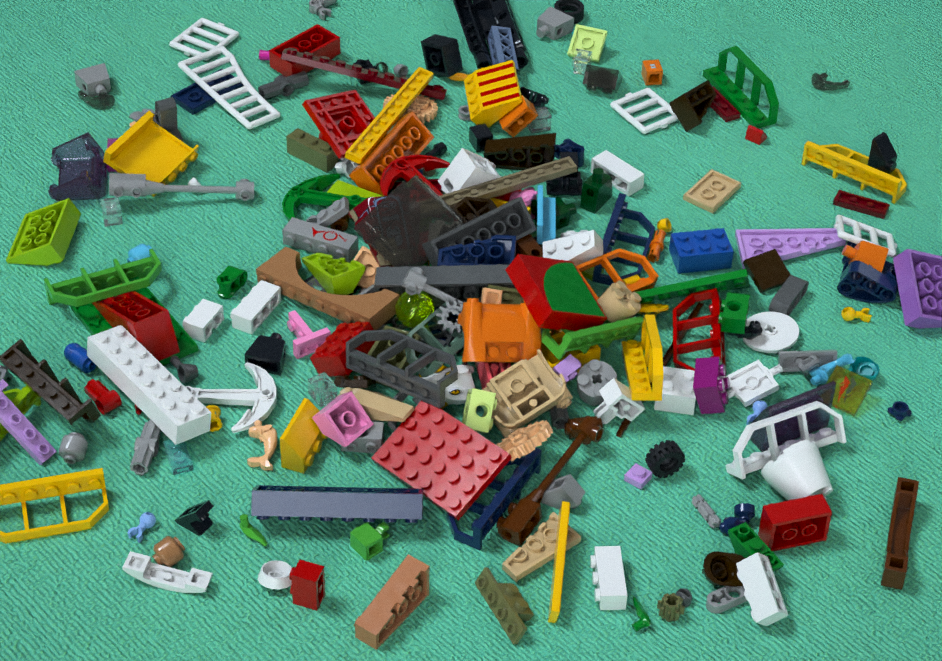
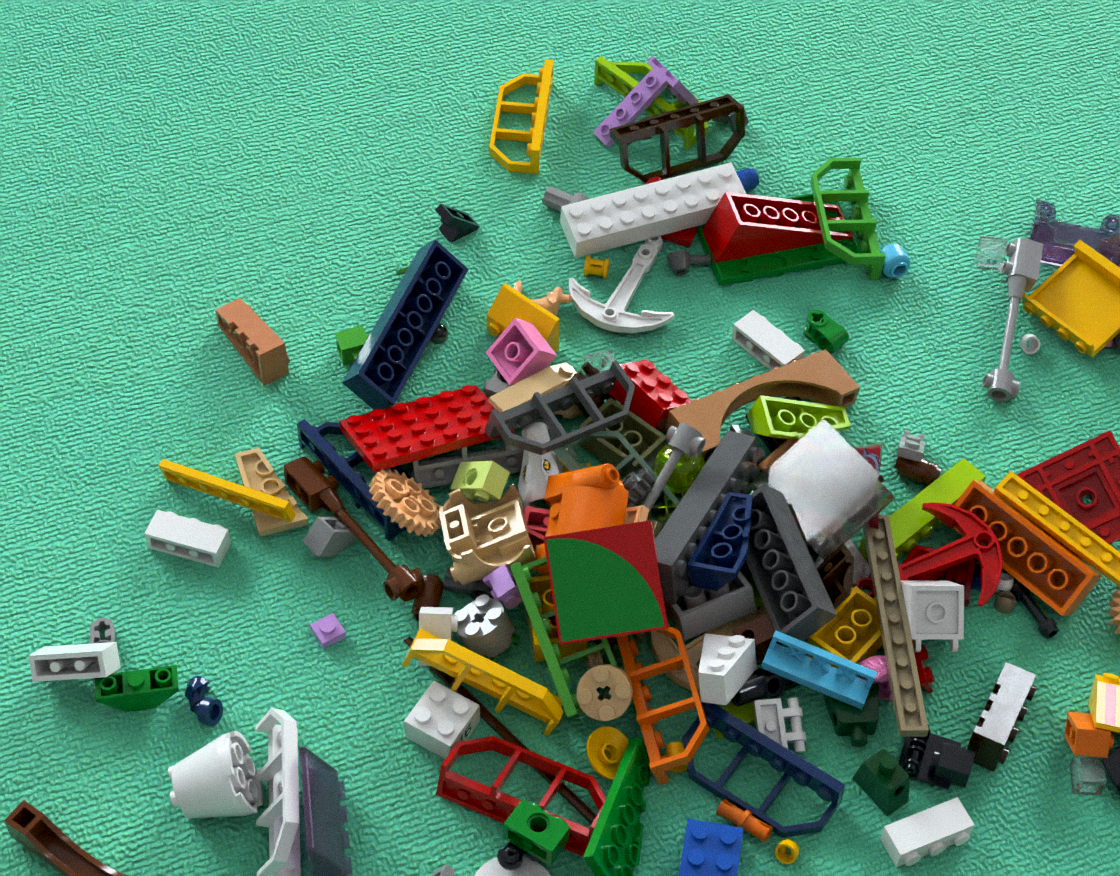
camera: 110 degrees right, 10 degrees up
(45, 235) = (962, 191): lime slope -> none
(73, 448) = (598, 152): light grey head -> none
(146, 520) = (472, 189): light blue arm -> none
(166, 577) = (393, 188): white slope -> none
(168, 551) = (418, 192): medium nougat head -> none
(178, 457) = (550, 233): clear light blue plate -> none
(203, 319) = (762, 292): white brick -> none
(268, 353) = (680, 336): black torso -> none
(275, 575) = (347, 267): white hat -> none
(306, 193) = (975, 442): green piece -> none
(306, 340) = (702, 375): bright pink bracket -> none
(307, 584) = (309, 275): red brick -> none
(320, 239) = (885, 424): light grey brick -> none
(478, 136) = (1058, 682): black brick -> none
(506, 604) = (205, 440): olive bracket -> none
(570, 146) = (998, 785): dark blue piece -> none
(642, 615) = (125, 554): green bar -> none
(665, 458) = (325, 653): black tyre -> none
(670, 607) = (116, 579): olive gear -> none
(686, 595) = (128, 603): dark grey hinge -> none
(706, 511) = (237, 677): light grey axle -> none
(711, 385) = (417, 746): magenta brick -> none
(721, 568) = (133, 641): dark brown piece -> none
(753, 382) = (417, 816): white plate -> none
(757, 407) = (374, 811): light blue arm -> none
(795, 522) = (153, 745): red brick -> none

